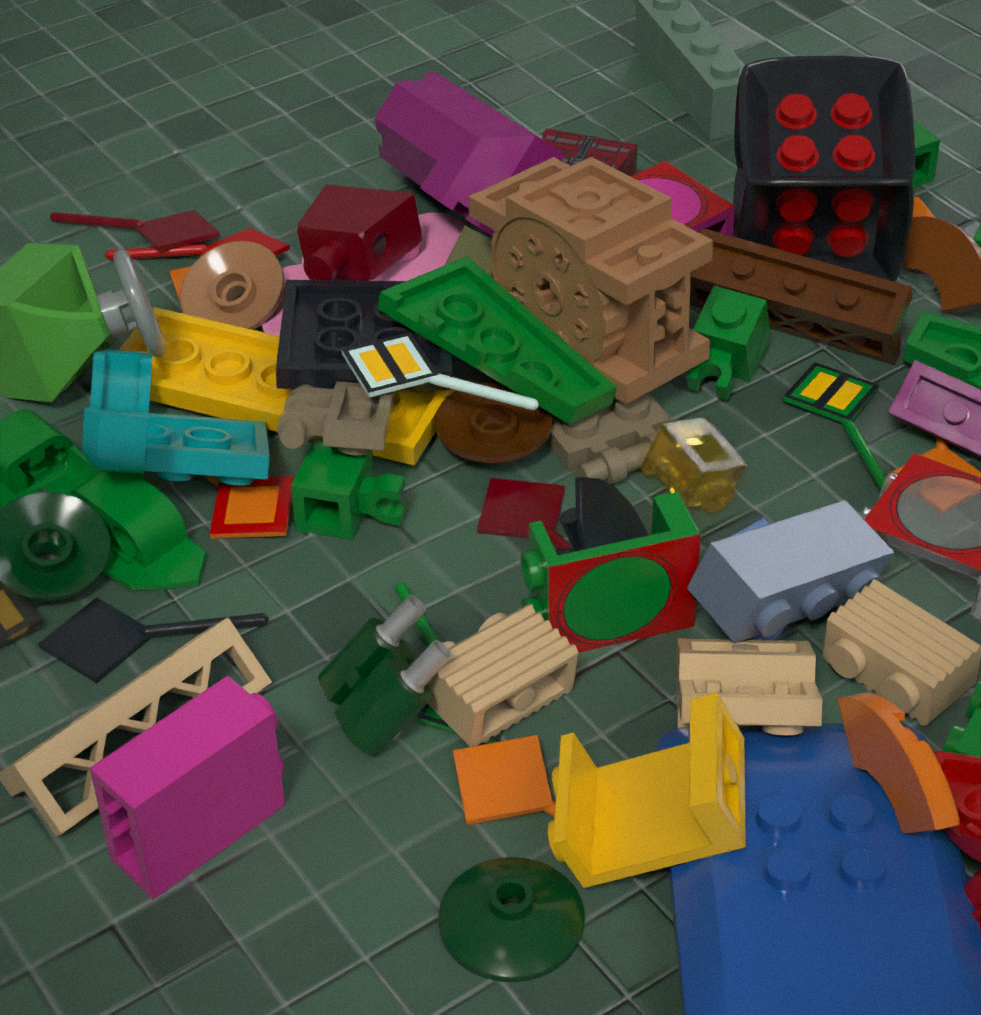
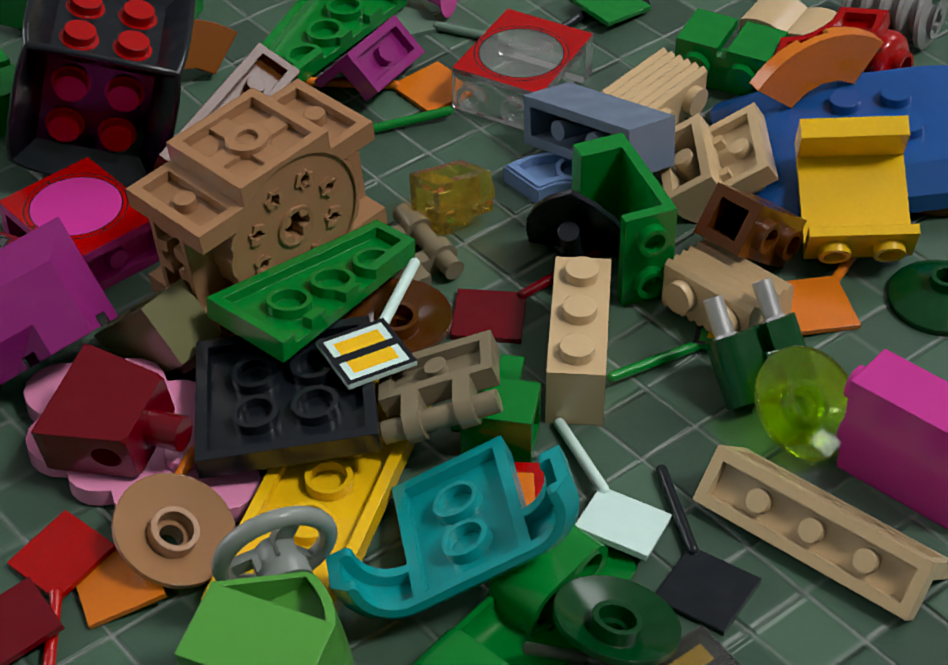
camera: 95 degrees left, 0 degrees up
(194, 577) = (611, 515): none -> light aqua piece
(309, 691) = (816, 386): none -> clear neon green dish
(434, 546) = (578, 341): none -> tan brick
(590, 686) = (750, 226): none -> reddish brown brick

